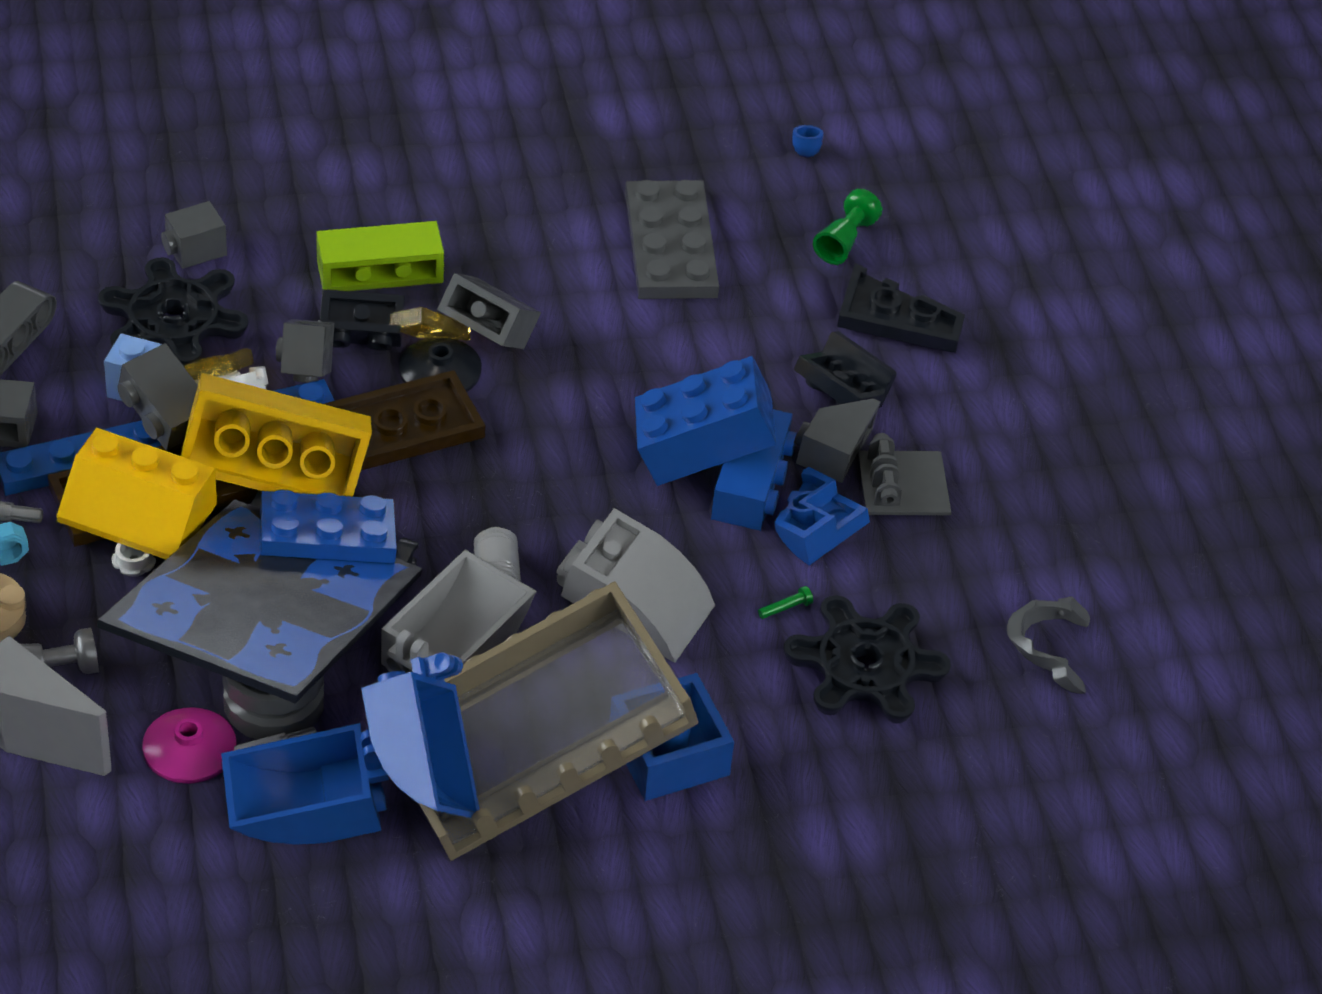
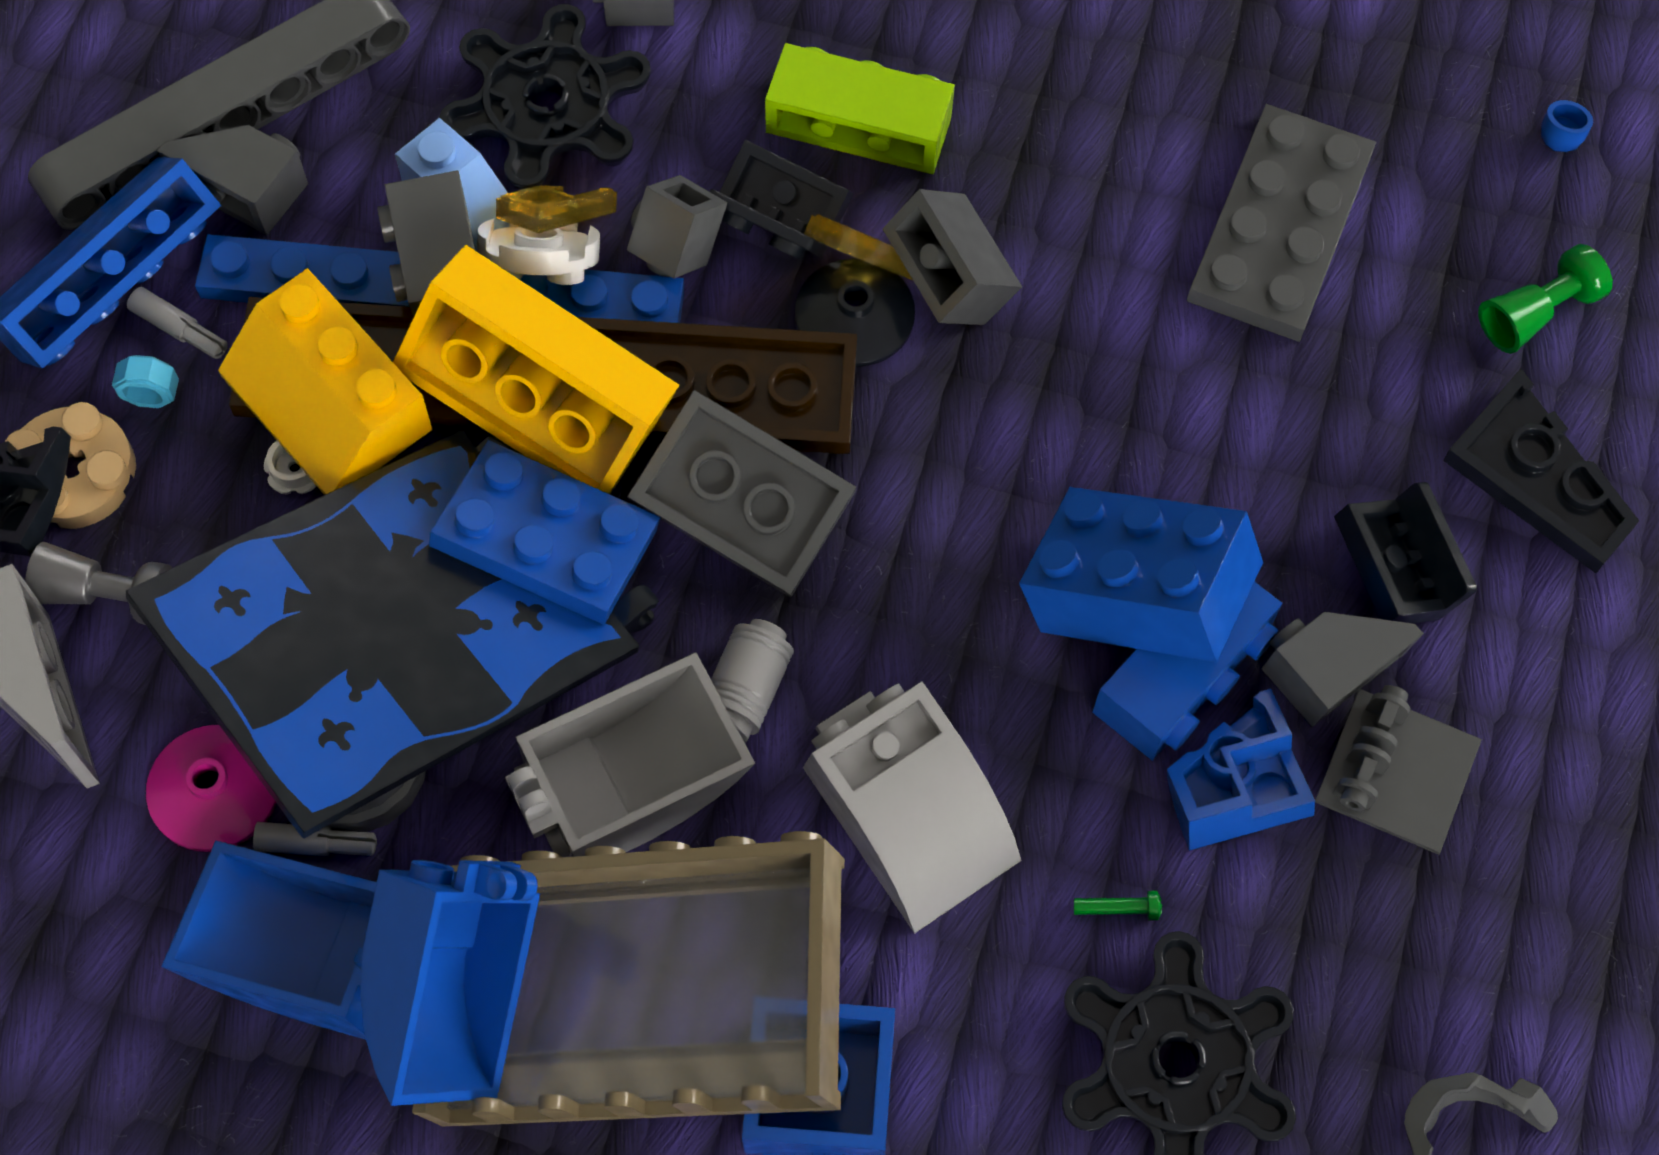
camera: 30 degrees right, 20 degrees up
(437, 470) = (742, 493): none -> dark grey plate

